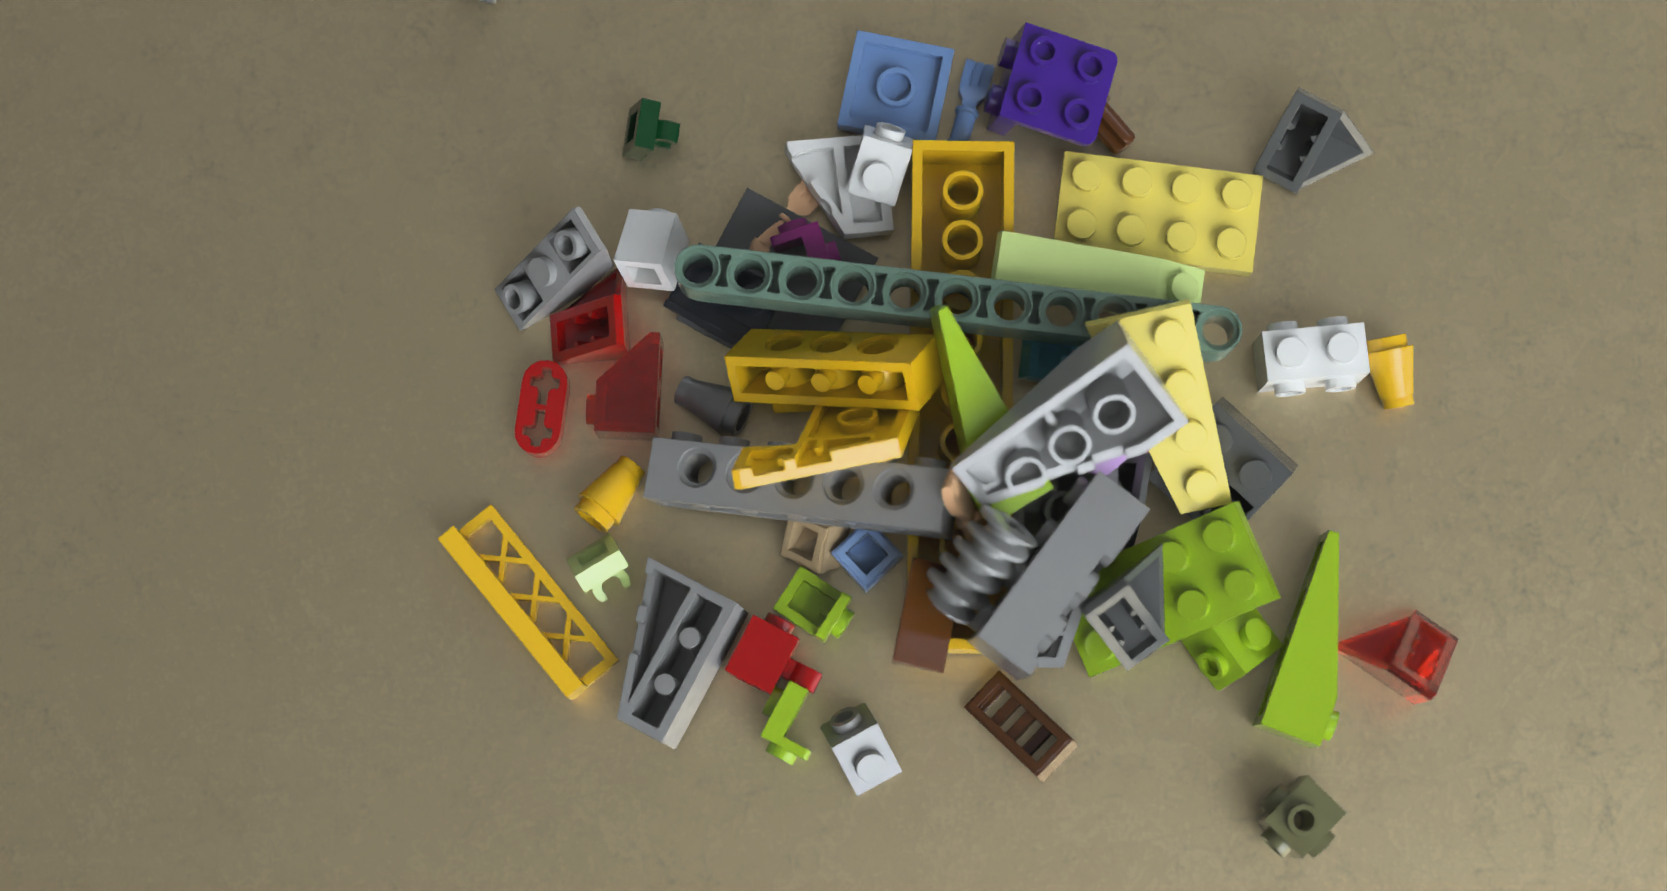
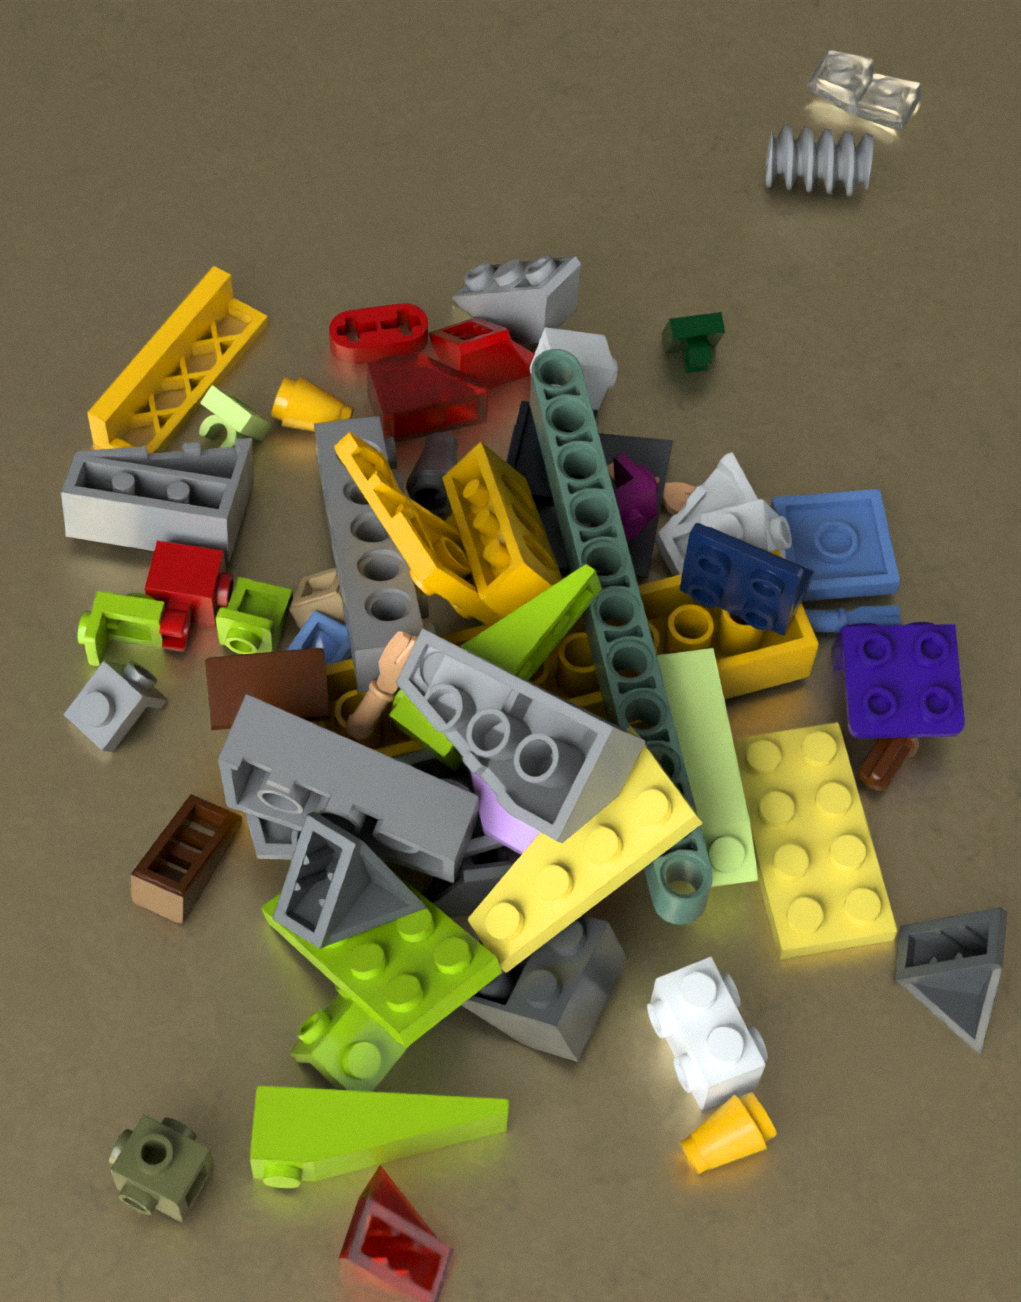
camera: 65 degrees right, 20 degrees down
(944, 177) = (743, 579): none -> dark blue bracket
(980, 565) = (334, 695): light grey piece -> none

